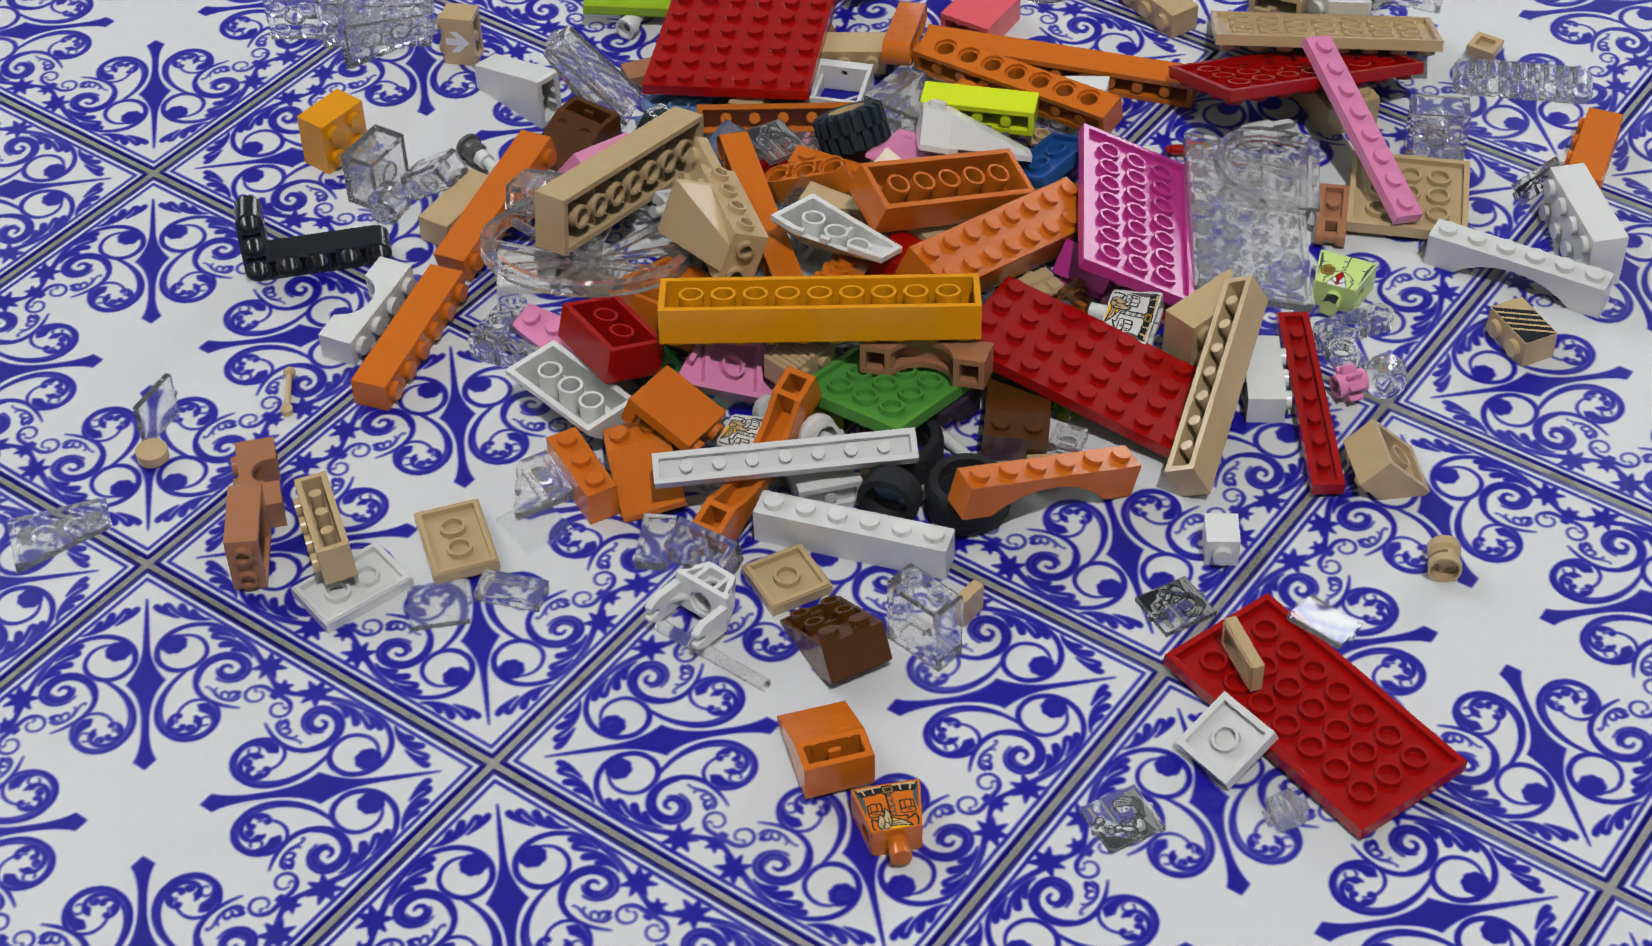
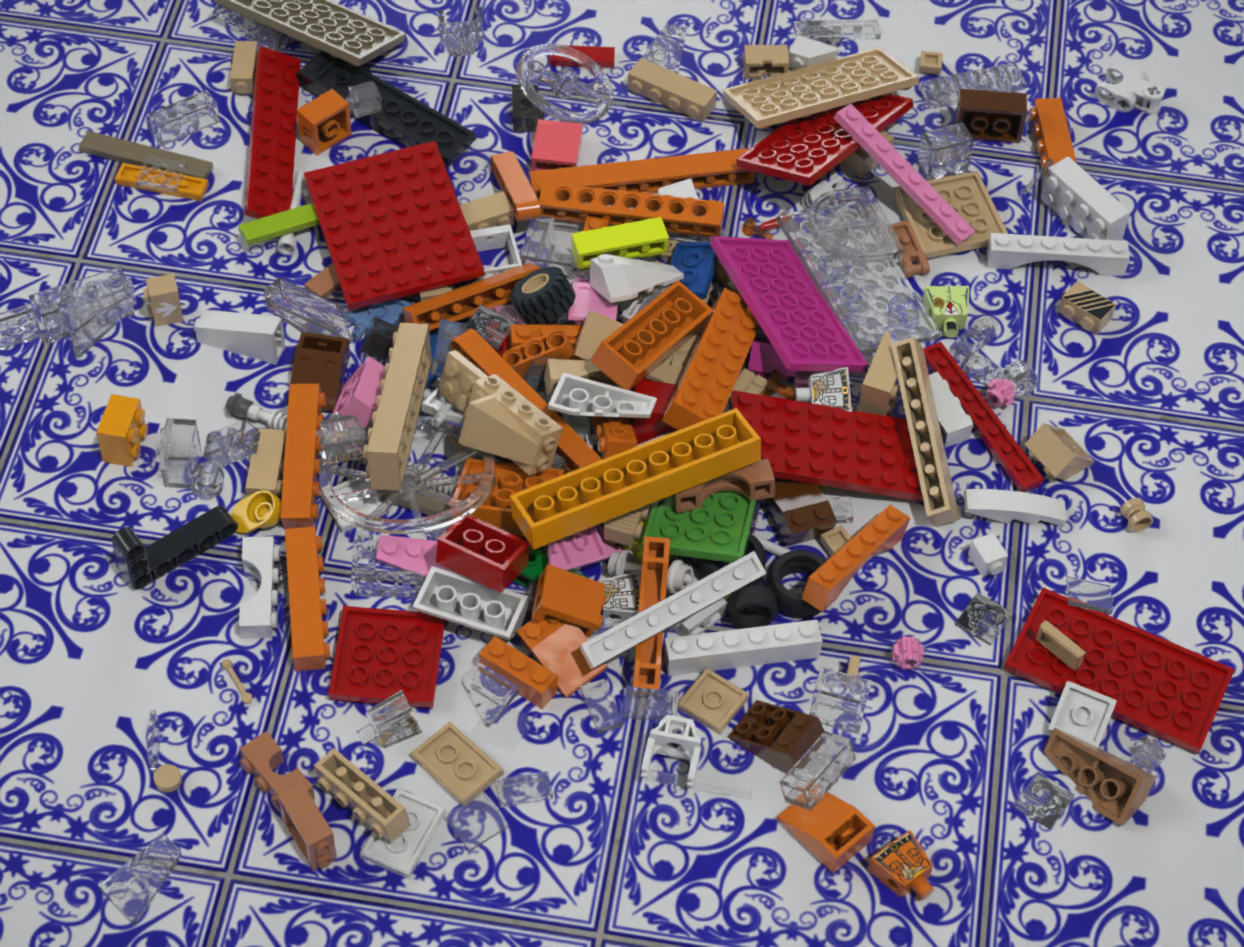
camera: 30 degrees left, 10 degrees up
(410, 473) = (390, 722): none -> clear torso
(419, 245) = (257, 511): none -> yellow cap
(456, 417) = (386, 654): none -> red plate
(852, 681) = (817, 770): none -> clear brick
(1050, 604) = (908, 652): none -> bright pink gear
(1156, 144) = (750, 229): none -> clear orange hand
(1214, 820) = (1108, 781): none -> medium nougat wedge
(1297, 503) = (1010, 505): none -> white slope
(1519, 109) = (992, 114): none -> reddish brown brick

